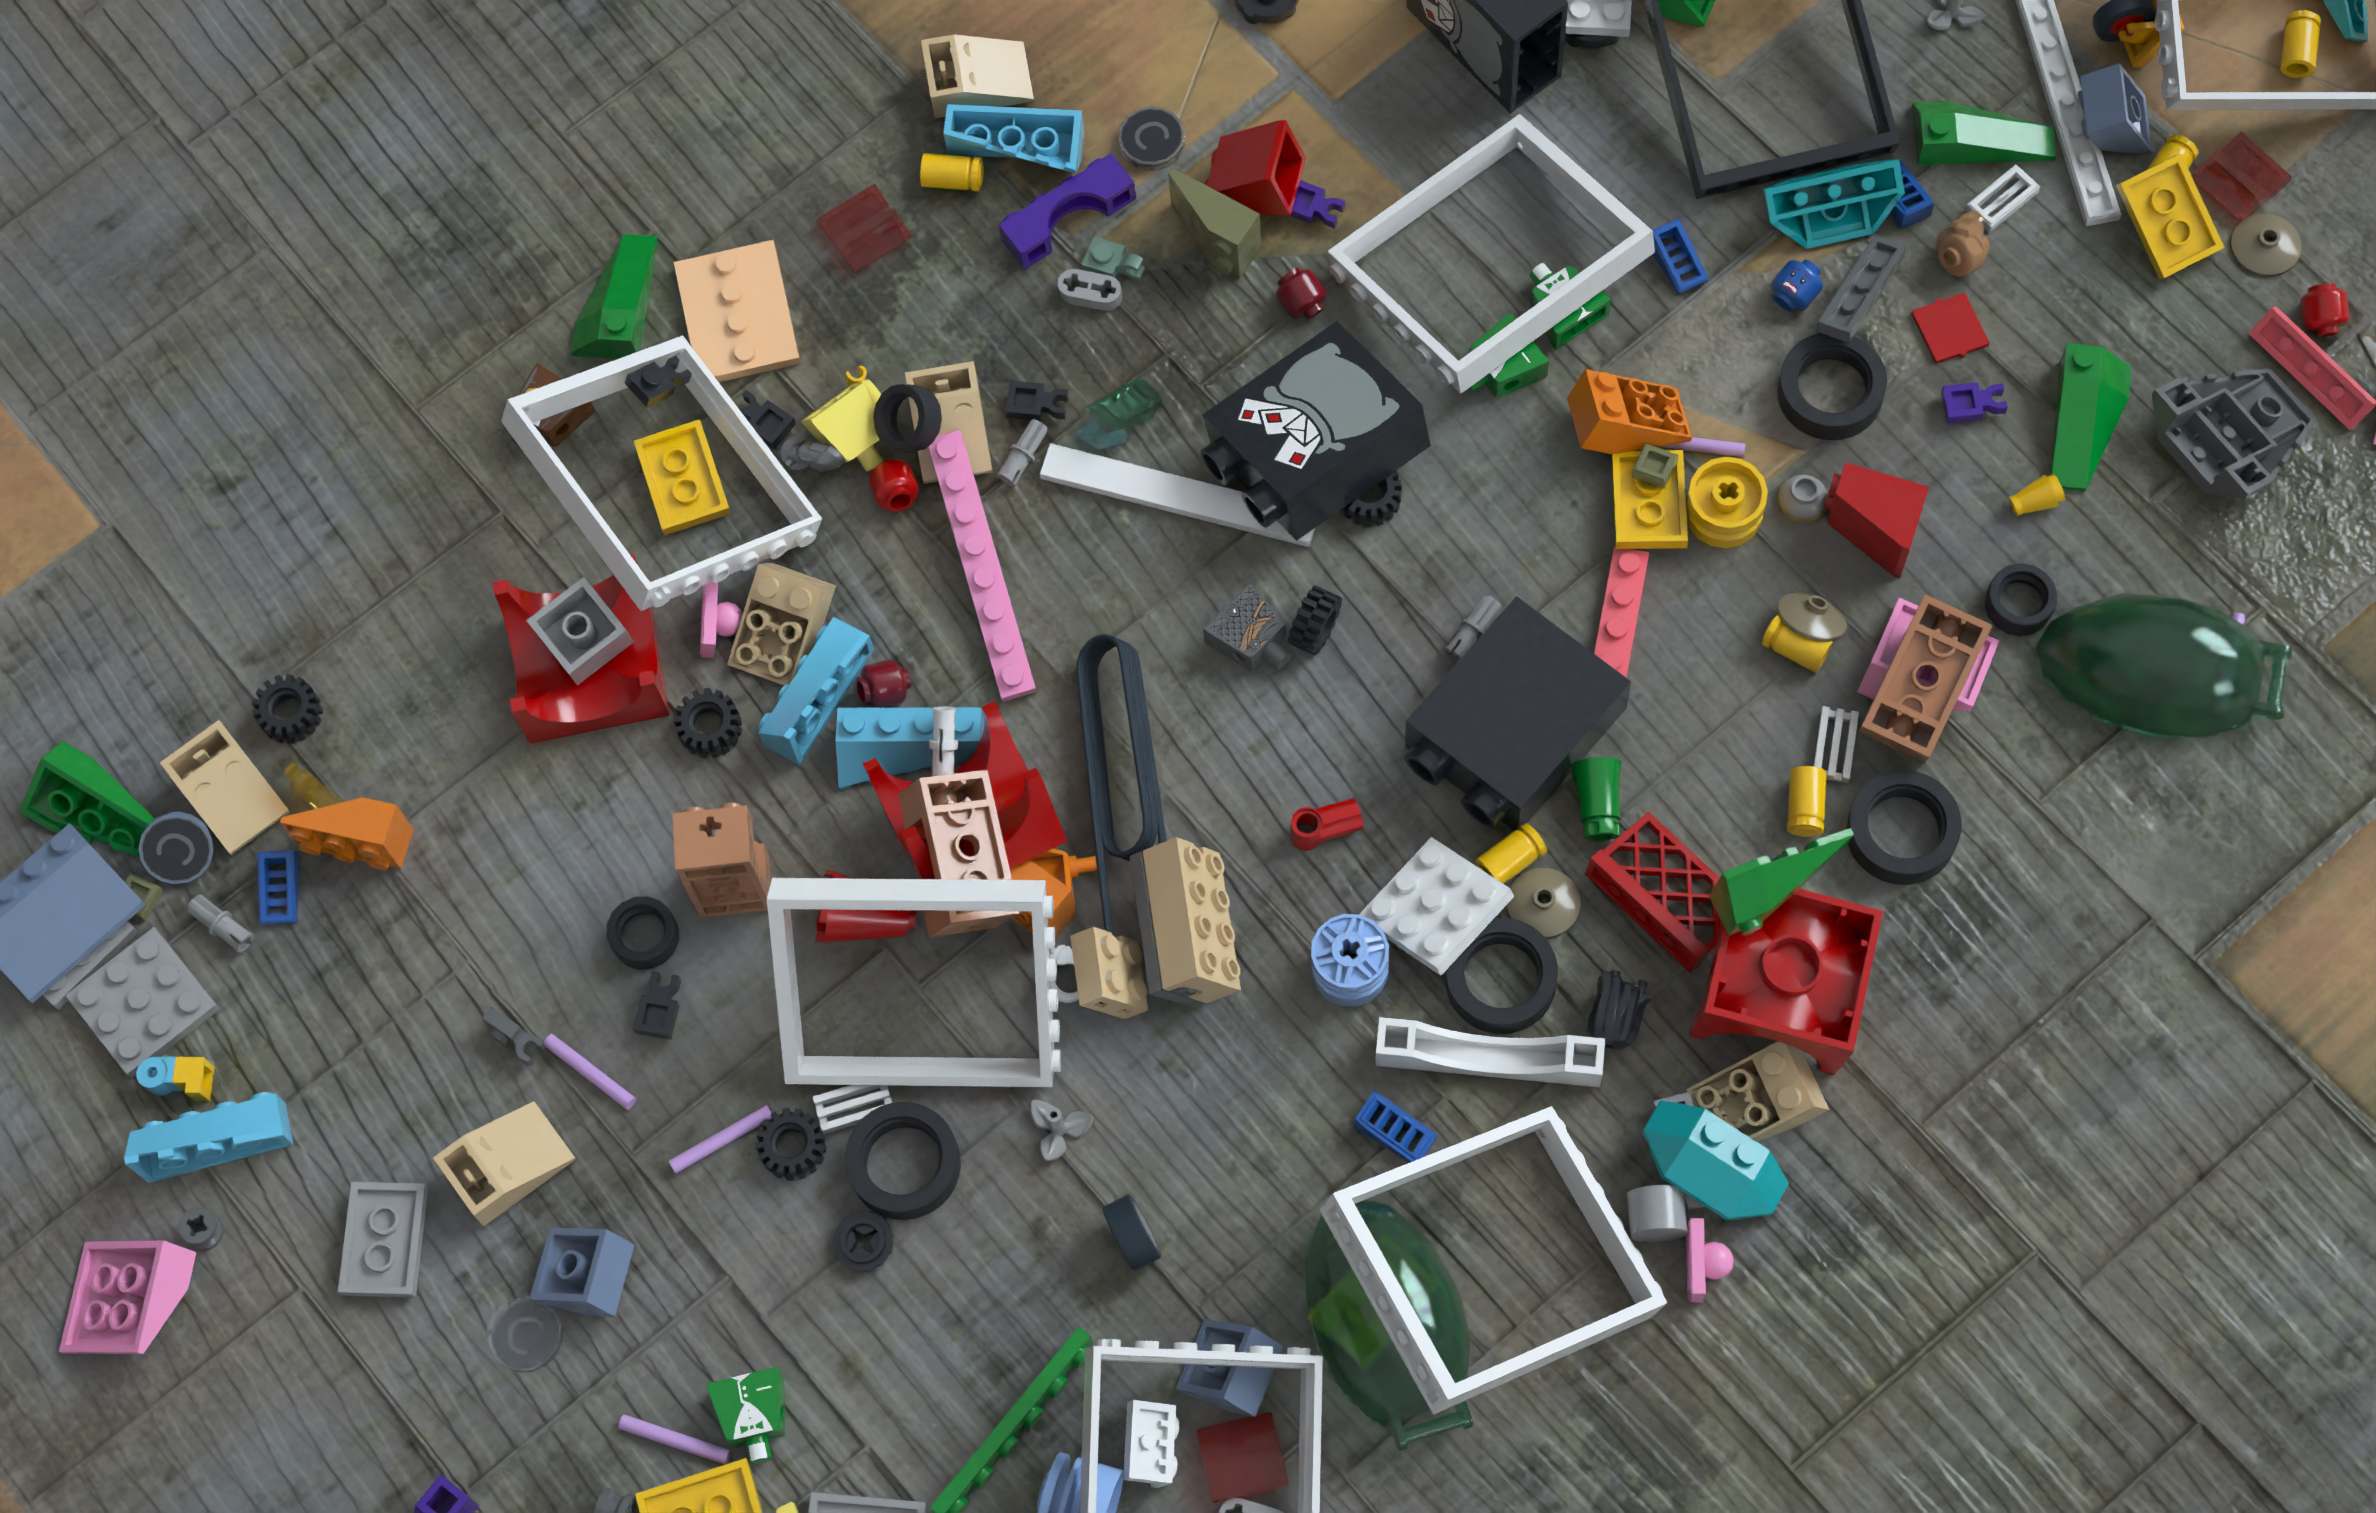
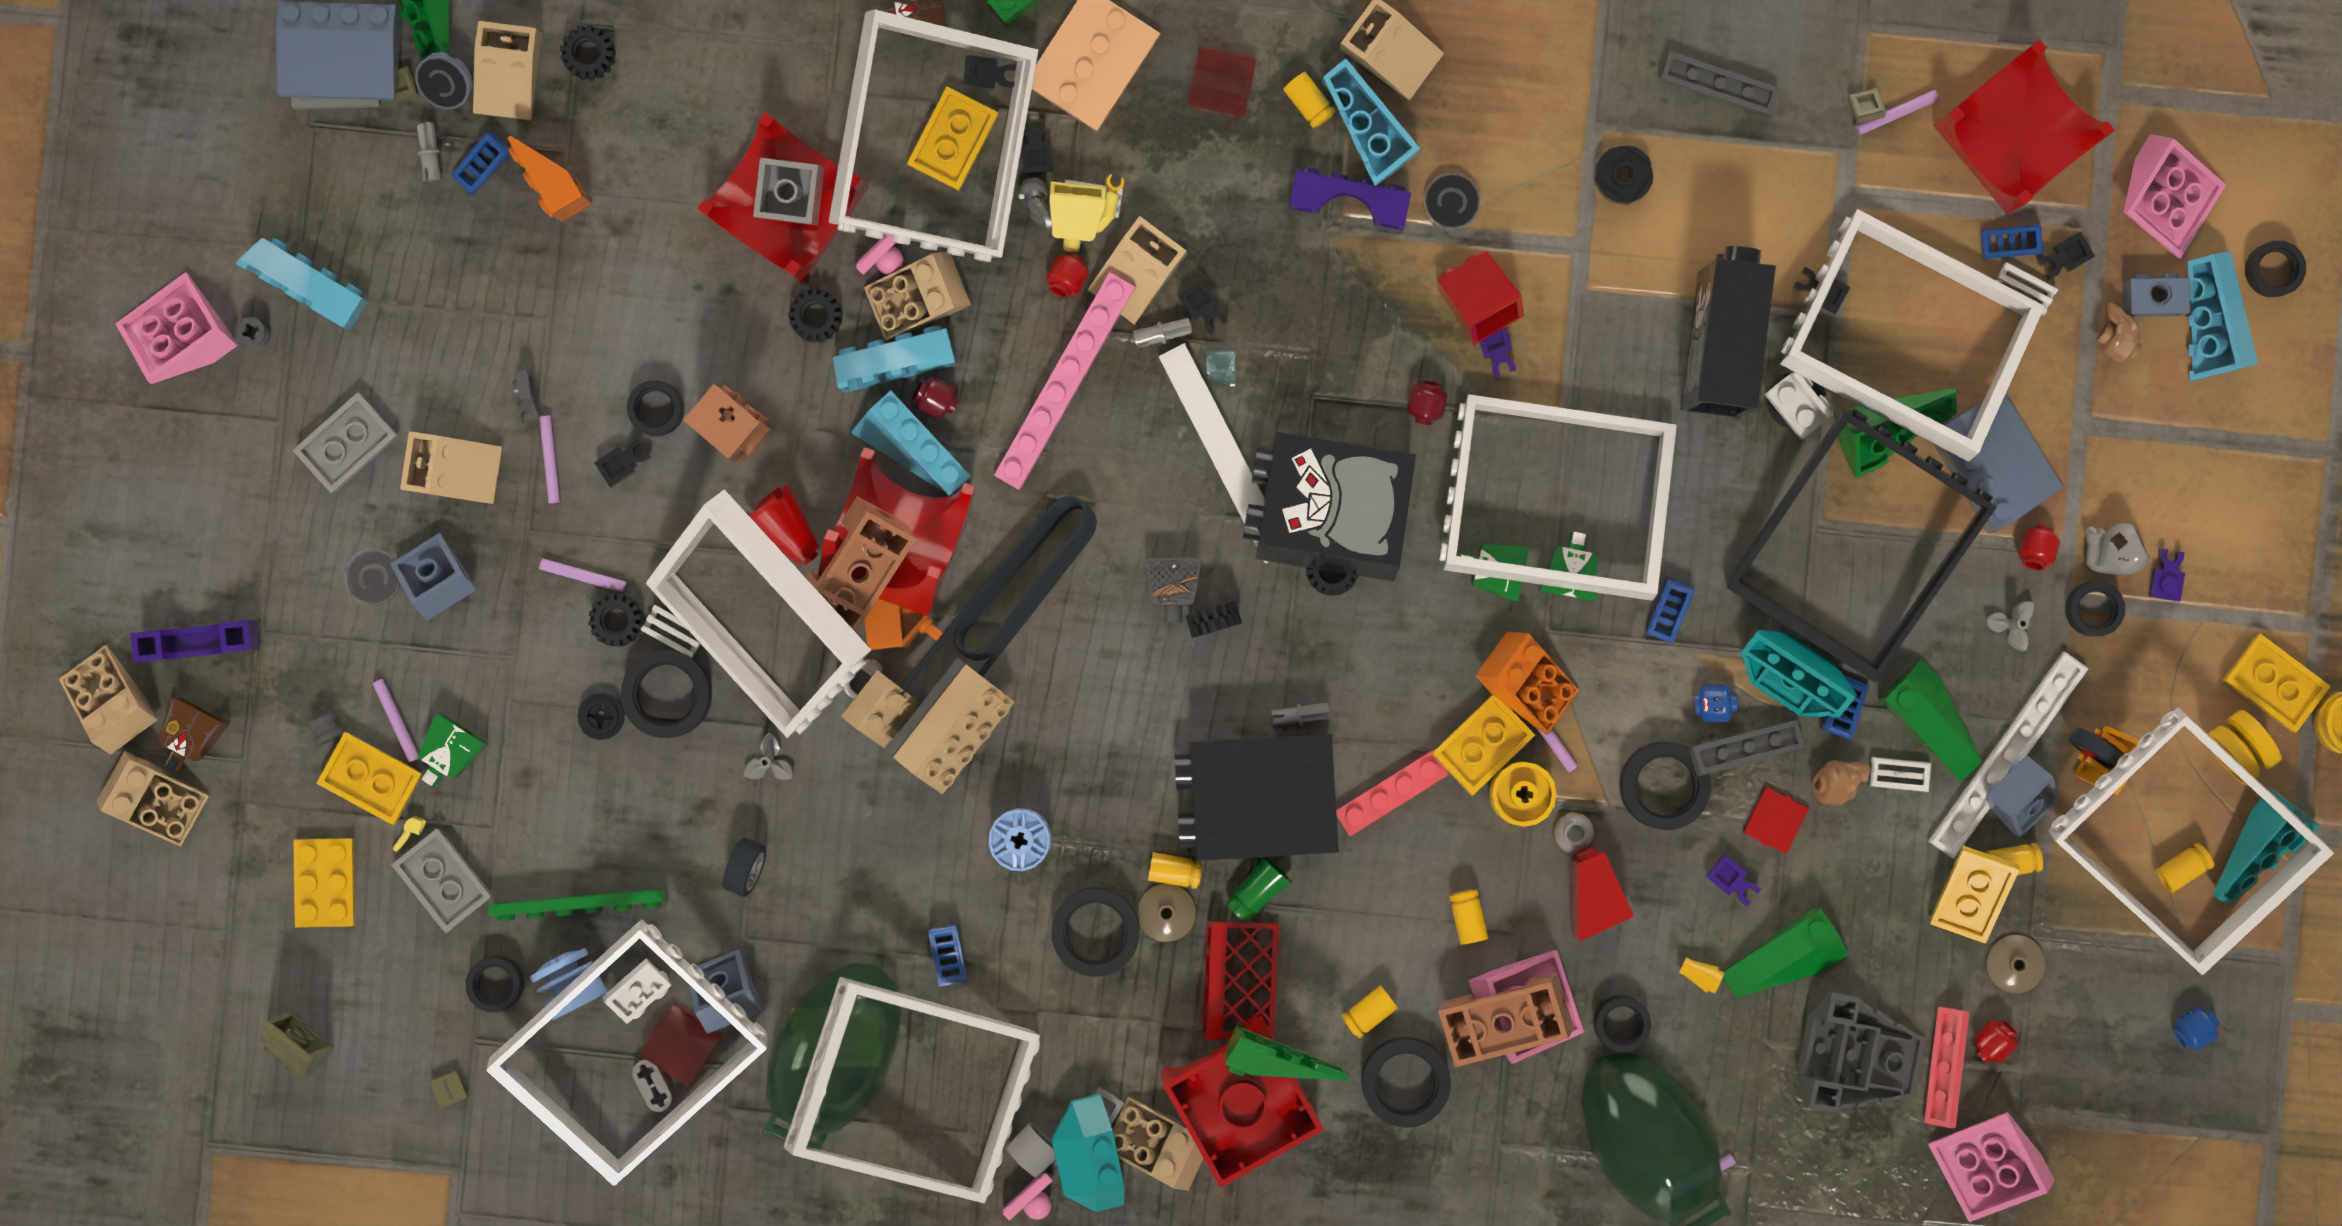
camera: 40 degrees right, 20 degrees up
(142, 1001) = (343, 155): light grey plate -> none
(171, 1074) = (323, 225): leg -> none
(309, 788) = (554, 119): clear yellow bar -> none
(886, 417) = (1093, 244): black tyre -> none
(943, 741) = (924, 479): white pin -> none
(1089, 289) = (1304, 268): light grey beam -> none
(1111, 258) = (1342, 255): sand green plate -> none
(1128, 404) = (1264, 371): clear green slope -> none
(1220, 226) = (1421, 317): olive slope -> none
(1328, 821) = (1097, 745): red piece -> none
(1437, 905) = (1101, 857): white plate -> none
(1545, 1059) = (1041, 970): white arch -> none
(1617, 1010) = (1134, 1019): black piece -> none
(1654, 466) = (1506, 729): olive tile -> none
(1811, 617) = (1484, 911): dark tan dish -> none
(1839, 717) = (1423, 1009): white tile -> none
(2241, 177) = (2050, 909): clear red slope -> none

